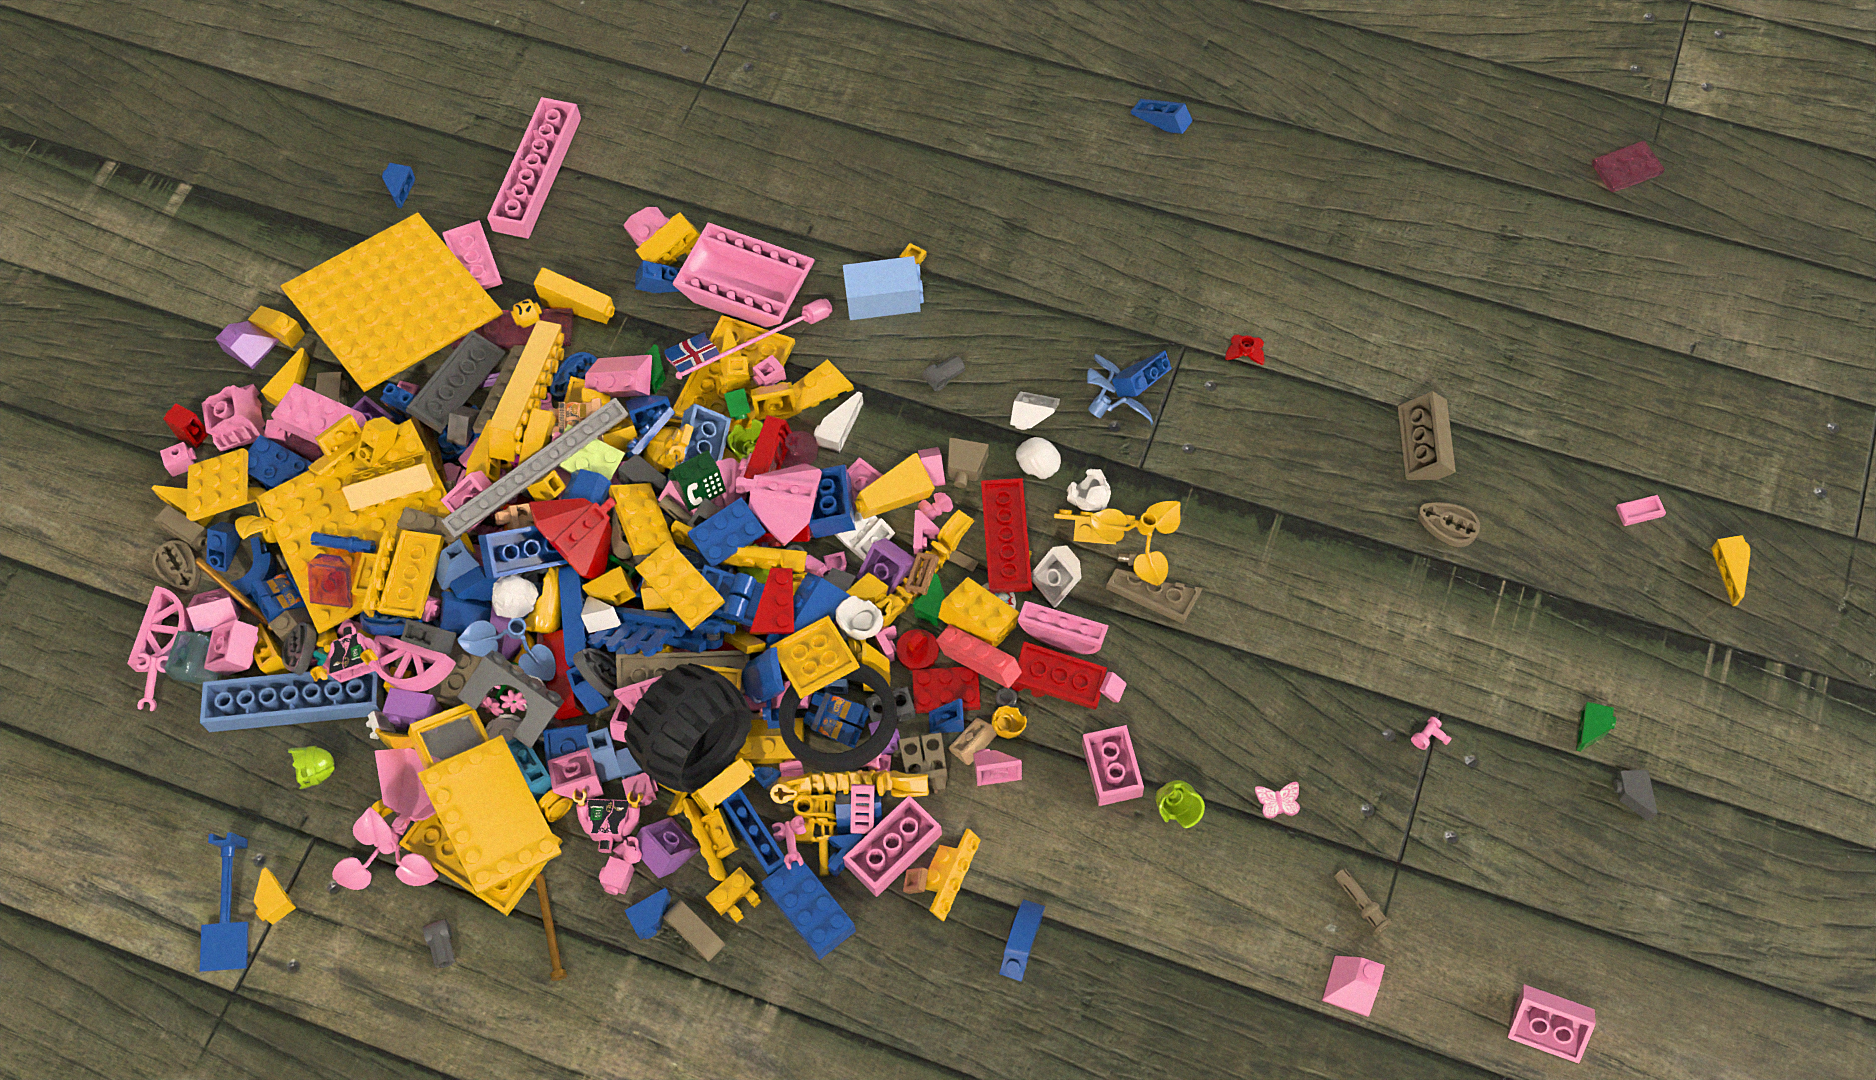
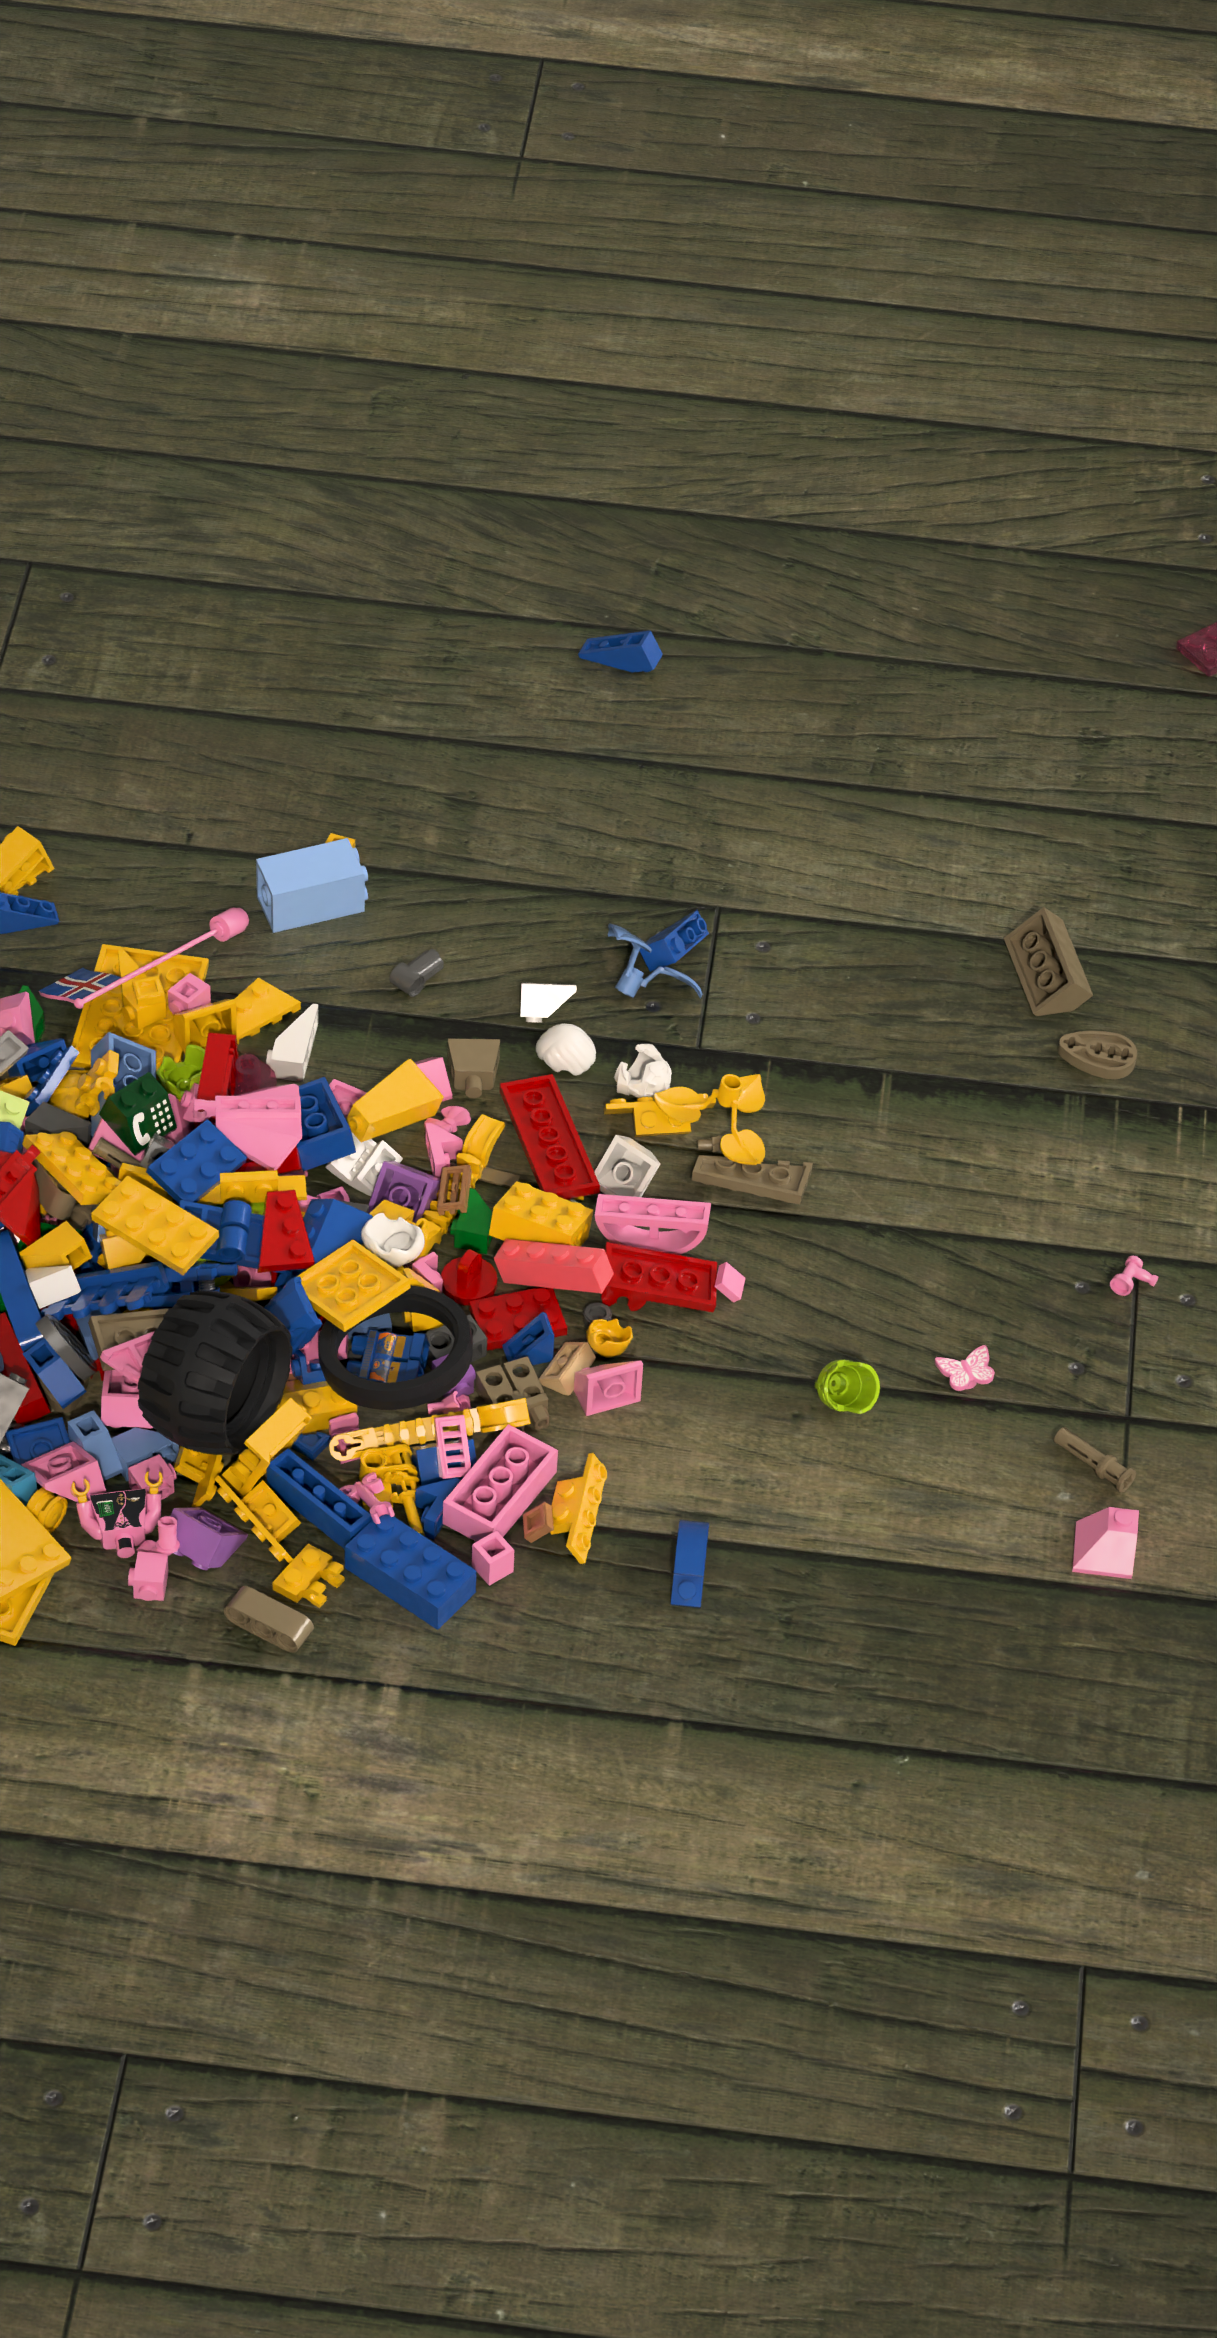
camera: 20 degrees left, 15 degrees down
(557, 973) = (103, 1693): pearl gold bar -> none
(648, 914) = (203, 1611): blue slope -> none
(737, 404) = (158, 1032): green slope -> none
(742, 276) = (120, 895): bright pink slope -> none
(871, 909) = (492, 1558): none -> bright pink brick
(1112, 765) = (753, 1361): bright pink brick -> none
(1246, 346) = (798, 895): red animal -> none

